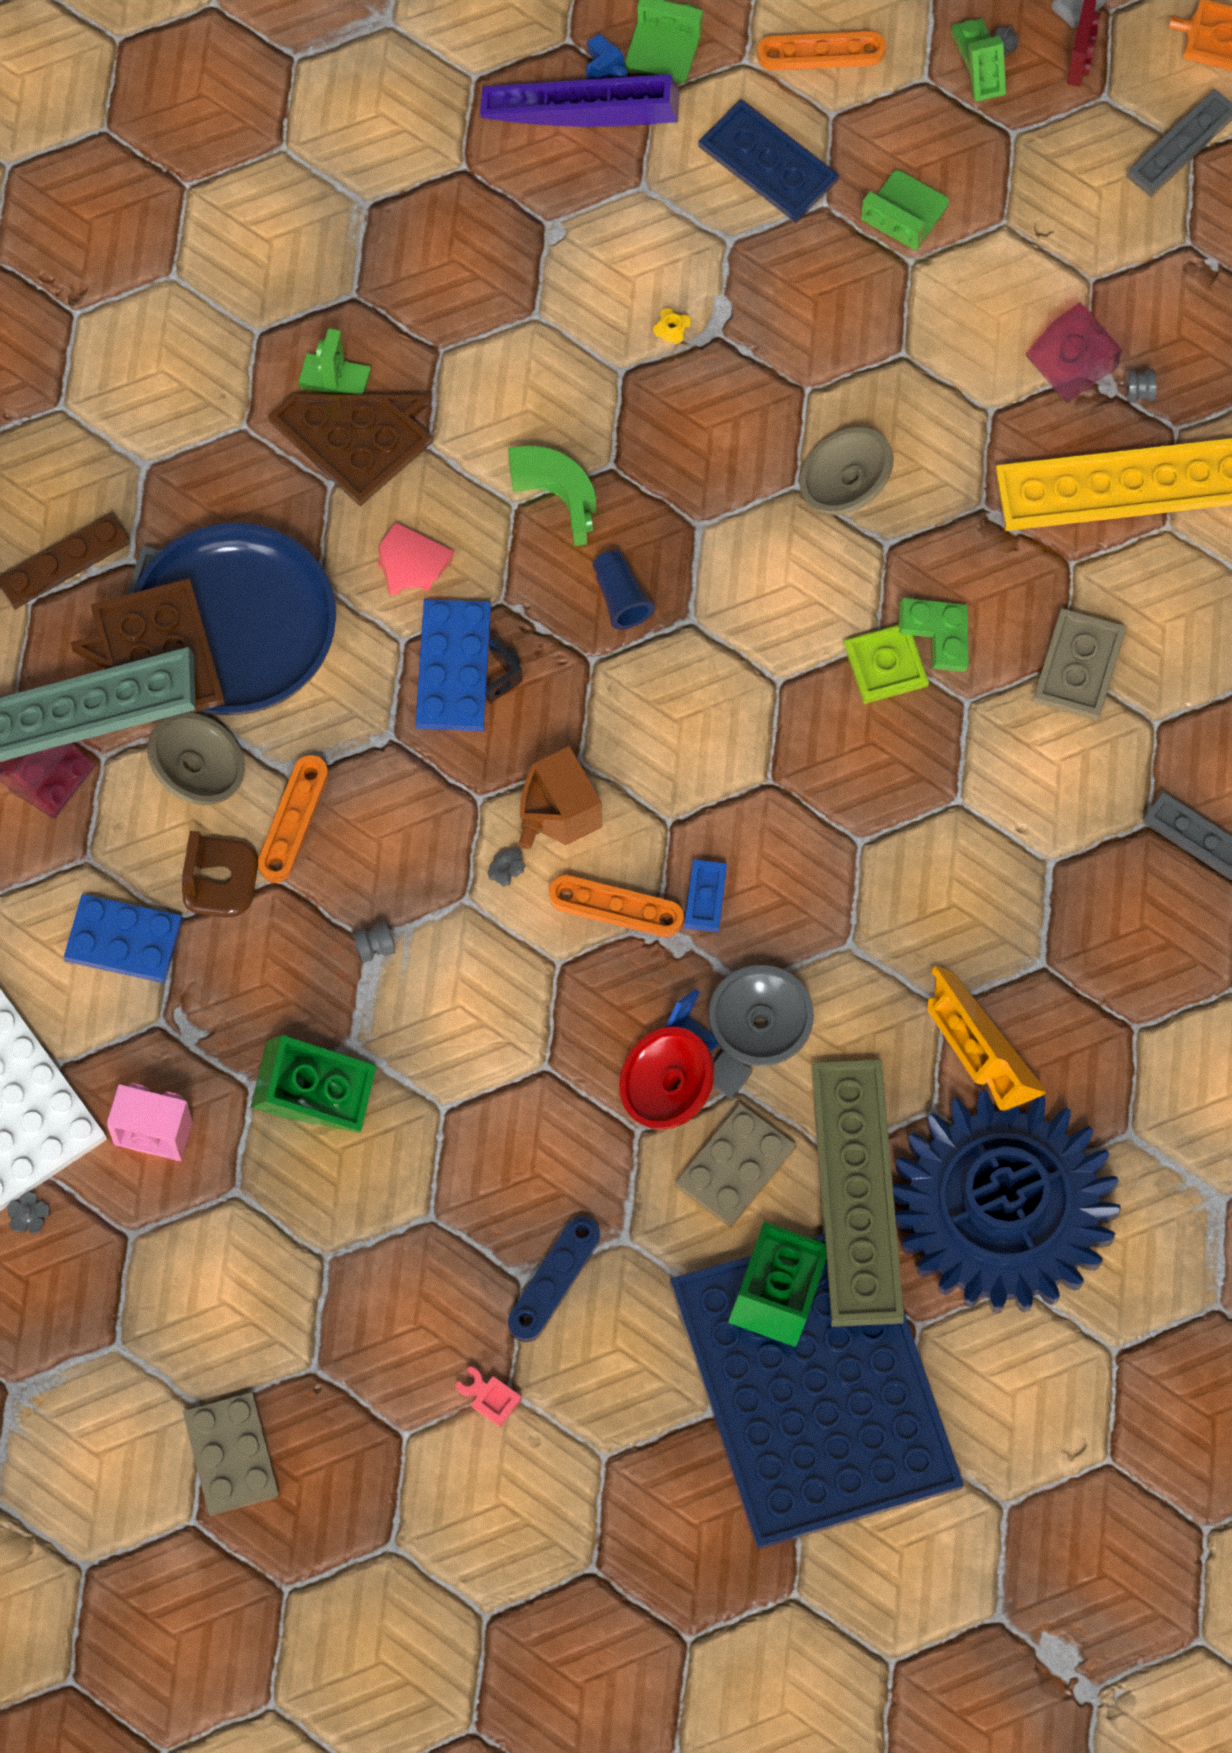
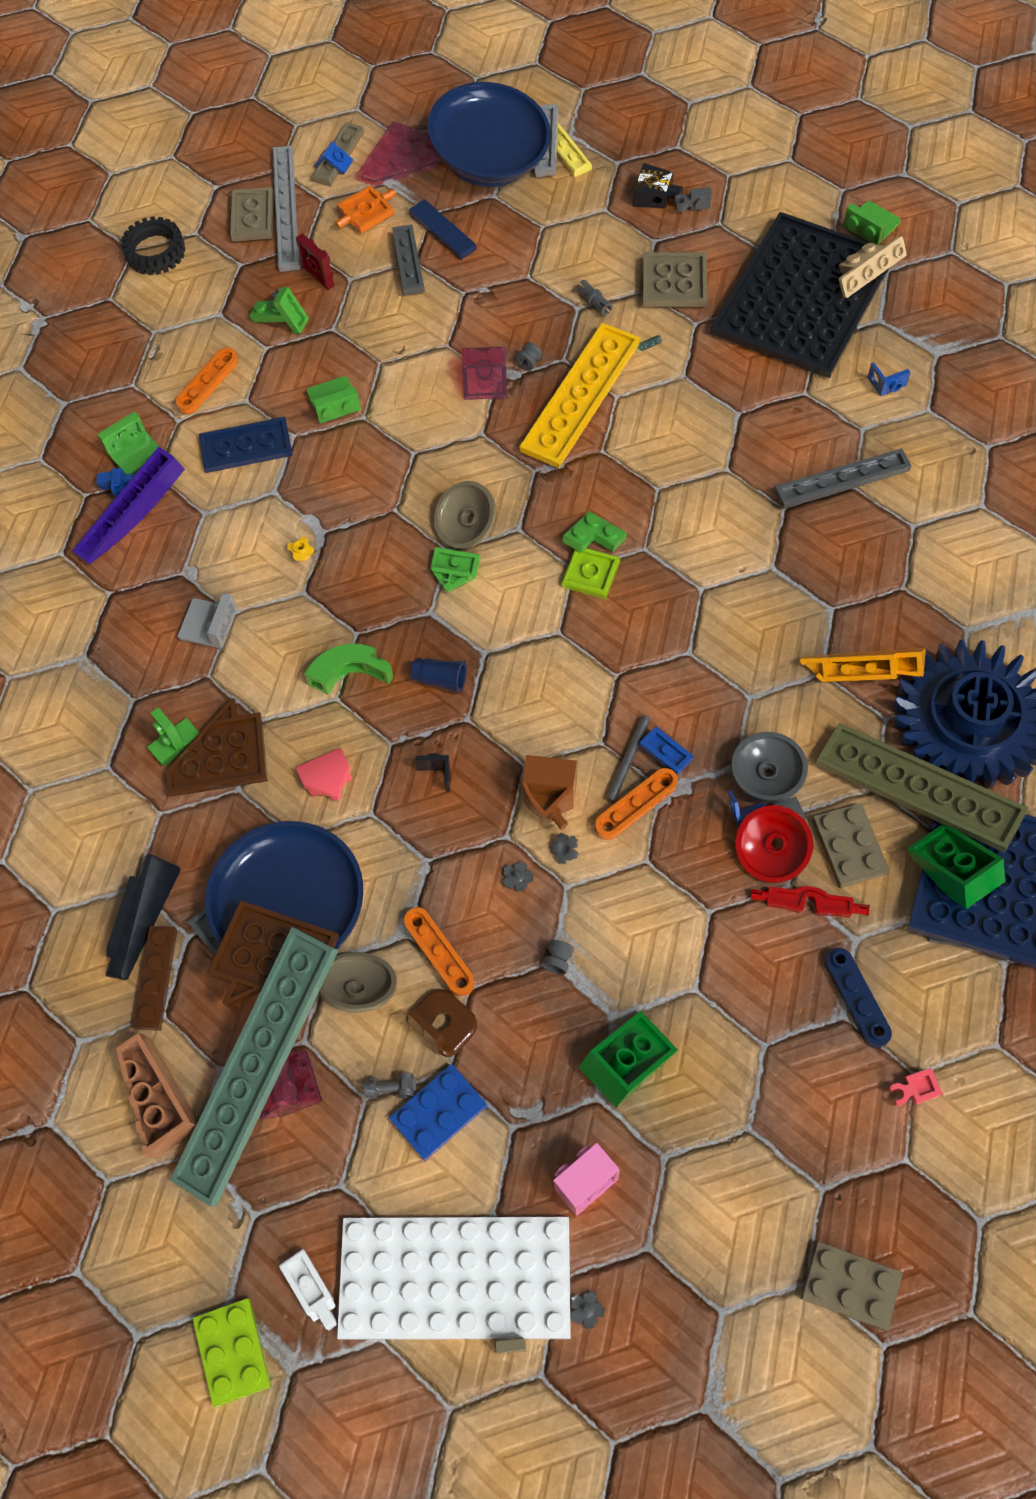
camera: 50 degrees left, 5 degrees down
(118, 490) = (137, 912): none -> black wedge
(125, 886) = (404, 1086): none -> flat silver bar
(439, 841) = (517, 877): none -> dark grey plant
(453, 665) = (411, 795): blue plate -> none
(503, 299) = (208, 621): none -> light grey bracket
(641, 1178) = (824, 903): none -> red piece
(668, 862) = (628, 759): none -> flat silver bar
(775, 509) = (454, 567): none -> bright green slope
(1079, 664) = (667, 480): dark tan plate -> none

